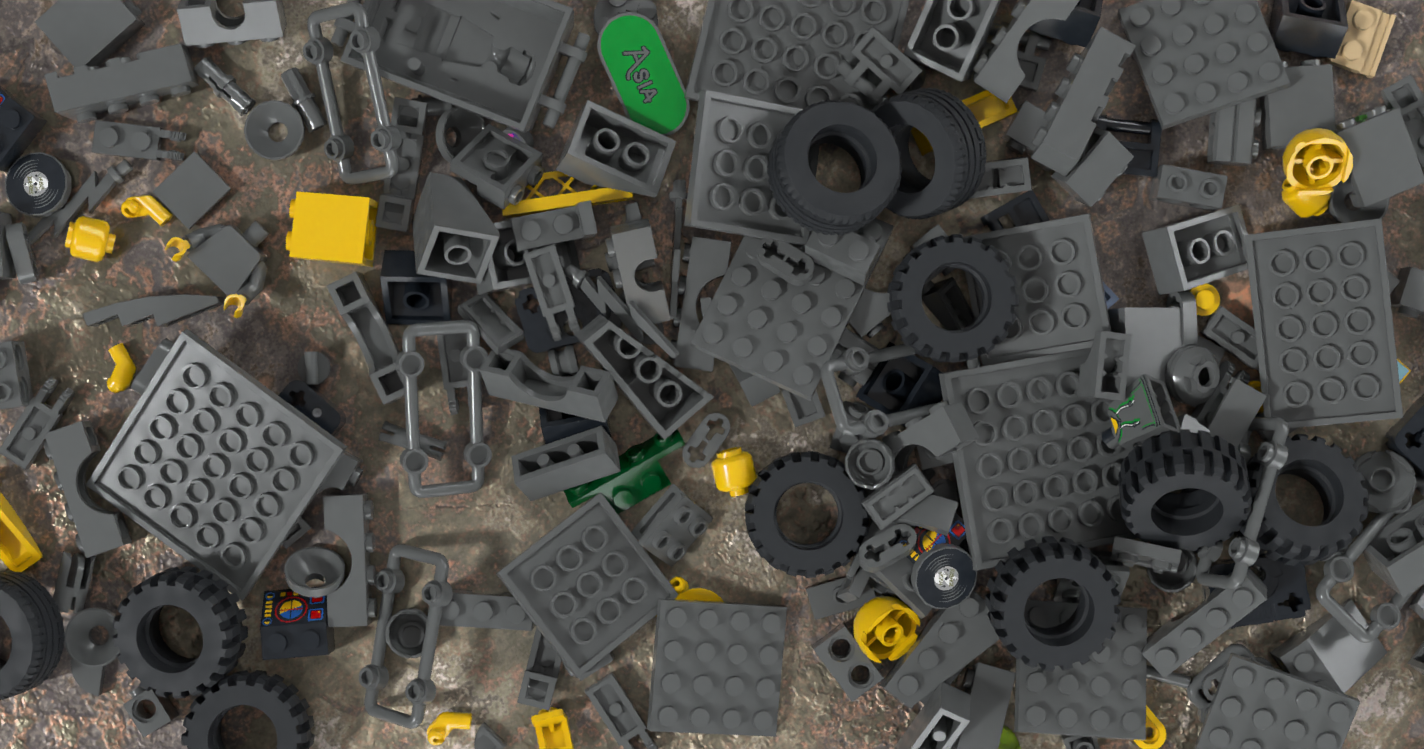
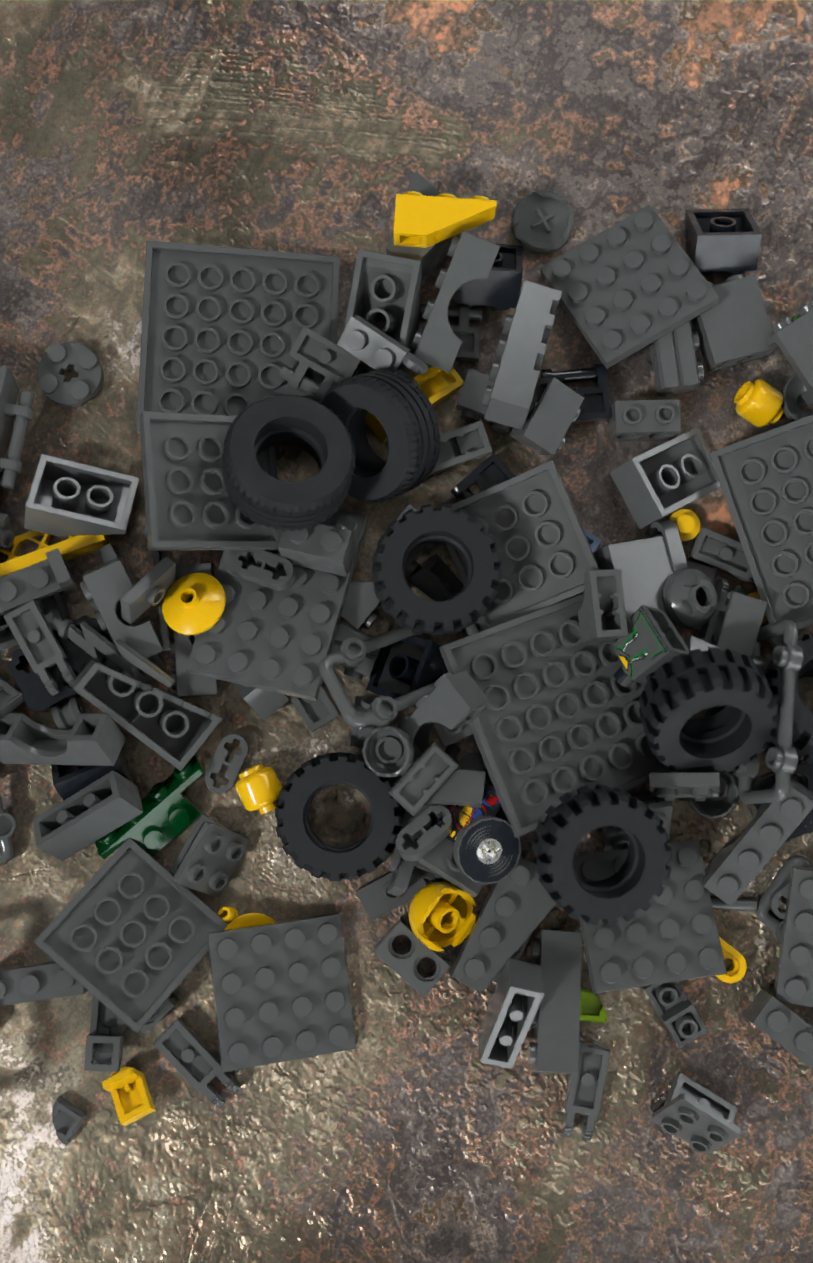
camera: 10 degrees left, 5 degrees down
(445, 723) = (20, 1106): yellow arm -> none
(643, 72) = (92, 417): green tile -> none
(669, 260) = (148, 590): none -> dark grey plate
(711, 293) = (201, 611): none -> yellow dish
(943, 67) = (378, 348): none -> dark grey hinge
(1316, 161) = (763, 365): yellow cylinder -> none
(1364, 39) = (779, 249): tan plate -> none

